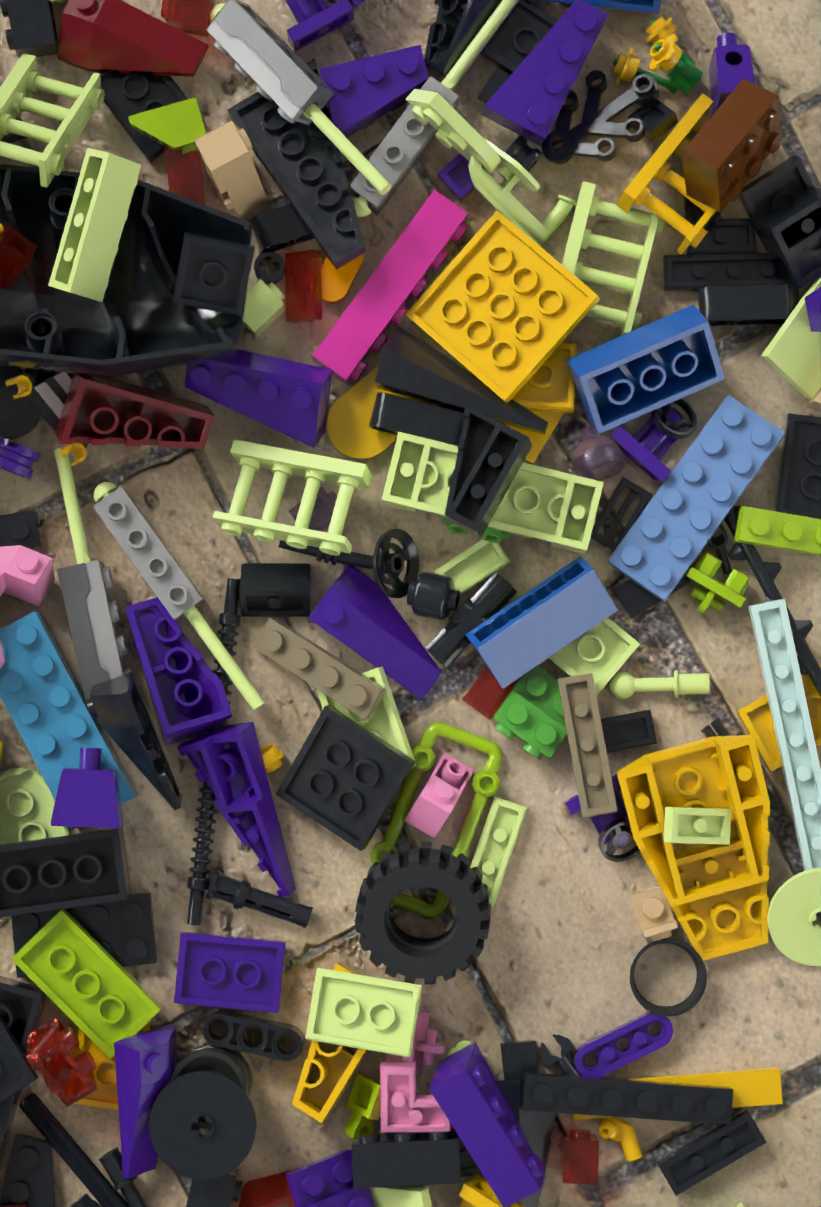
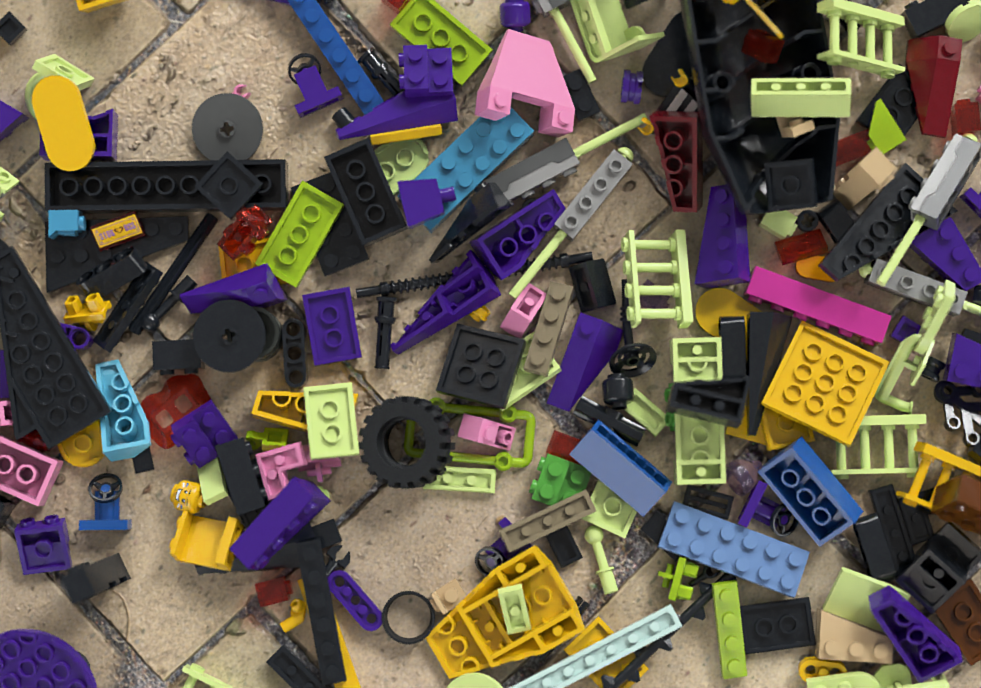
camera: 80 degrees right, 0 degrees up
(132, 246) = (794, 126): none -> tan bracket
(284, 696) = (523, 311): none -> bright pink slope

